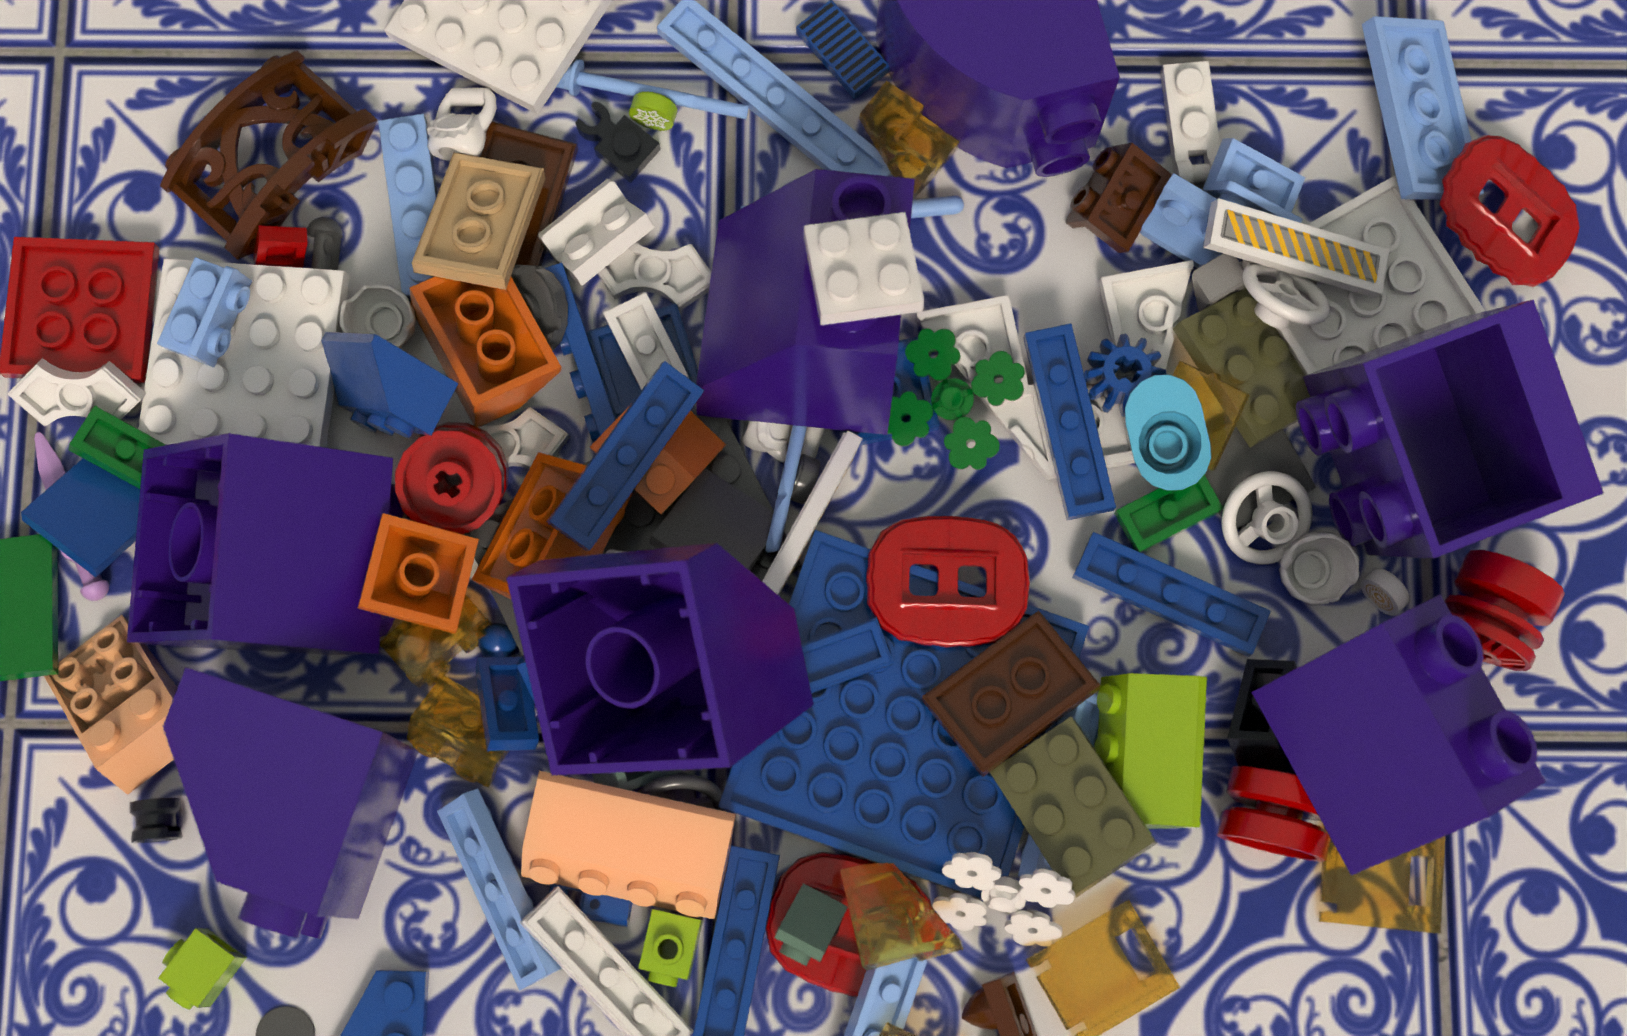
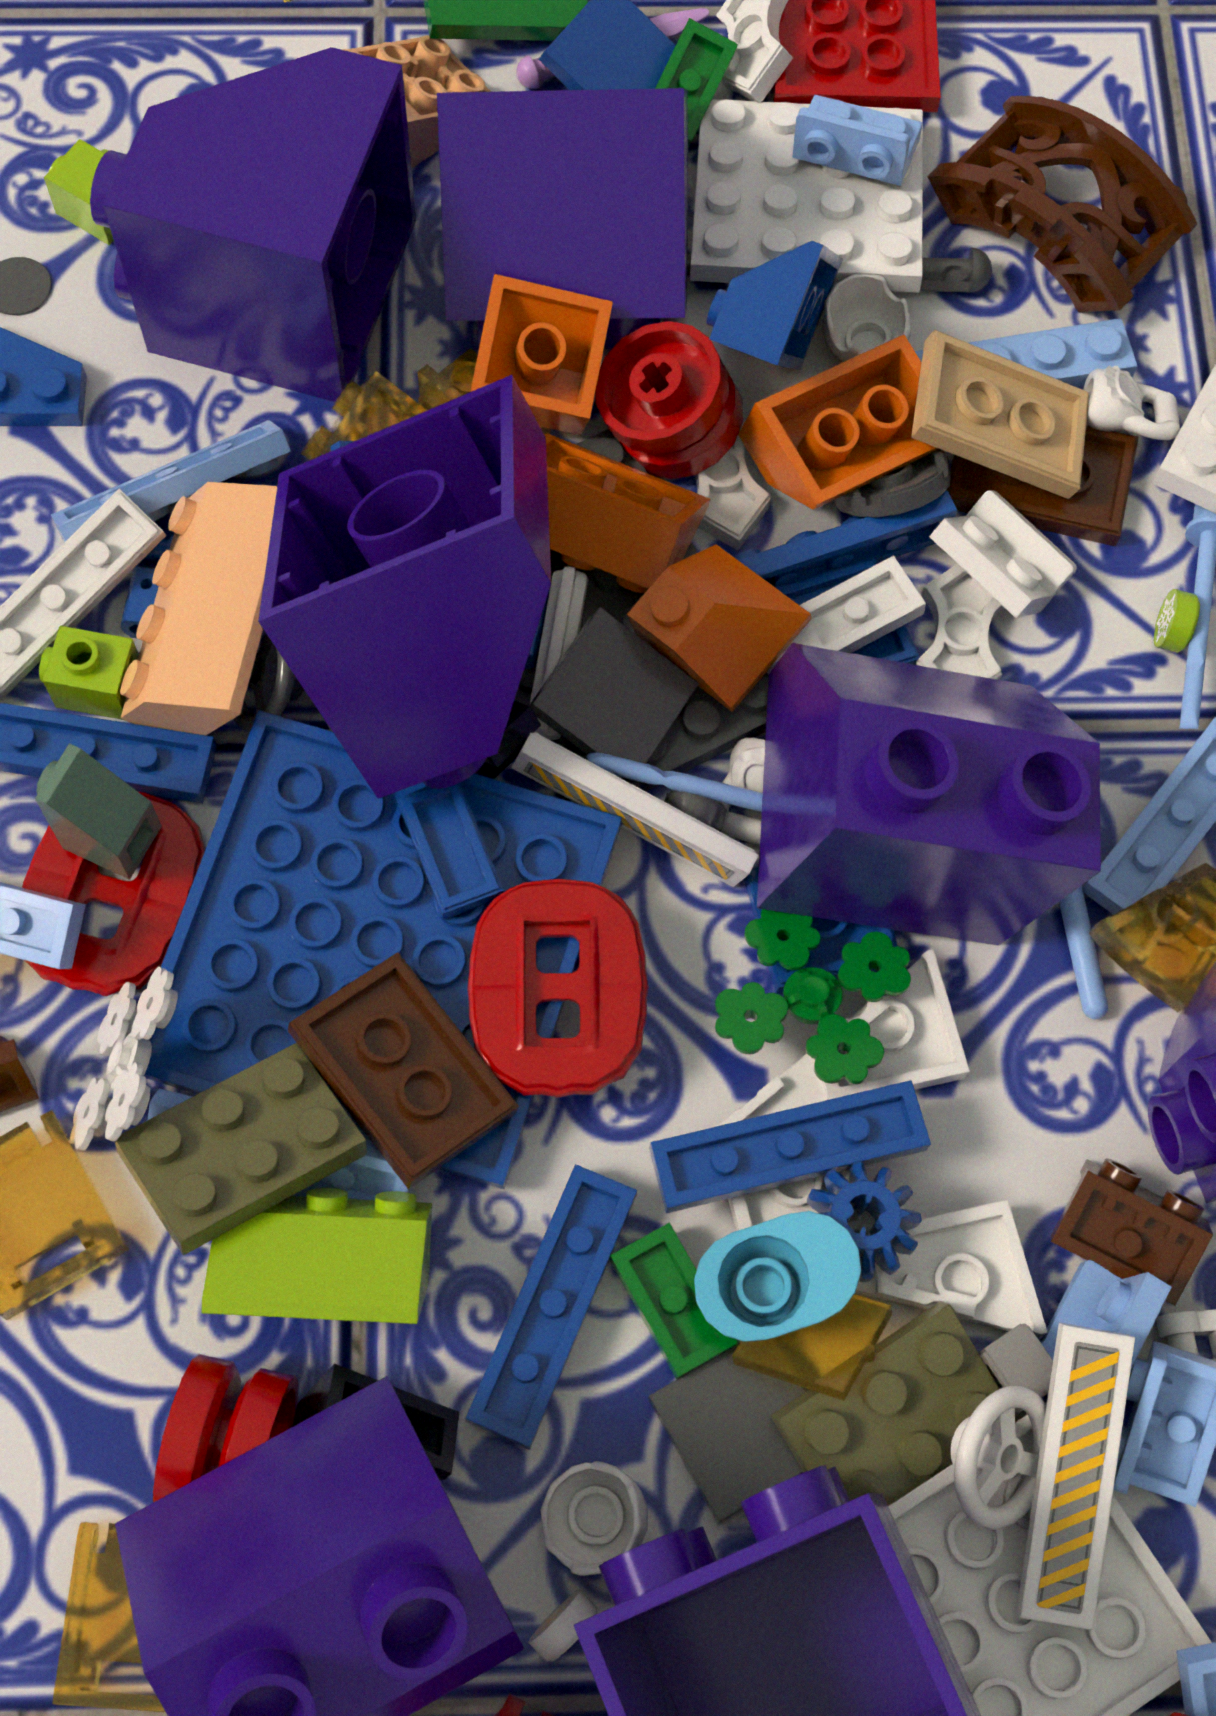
camera: 85 degrees right, 10 degrees down
(280, 246) = (946, 219): red tile -> none
(621, 145) = (1129, 590): black plate -> none
(625, 456) = (695, 555): blue plate -> none
(863, 268) = (951, 769): white plate -> none
(893, 917) = (102, 912): clear yellow slope -> none
(1285, 526) = (642, 1449): white piece -> none

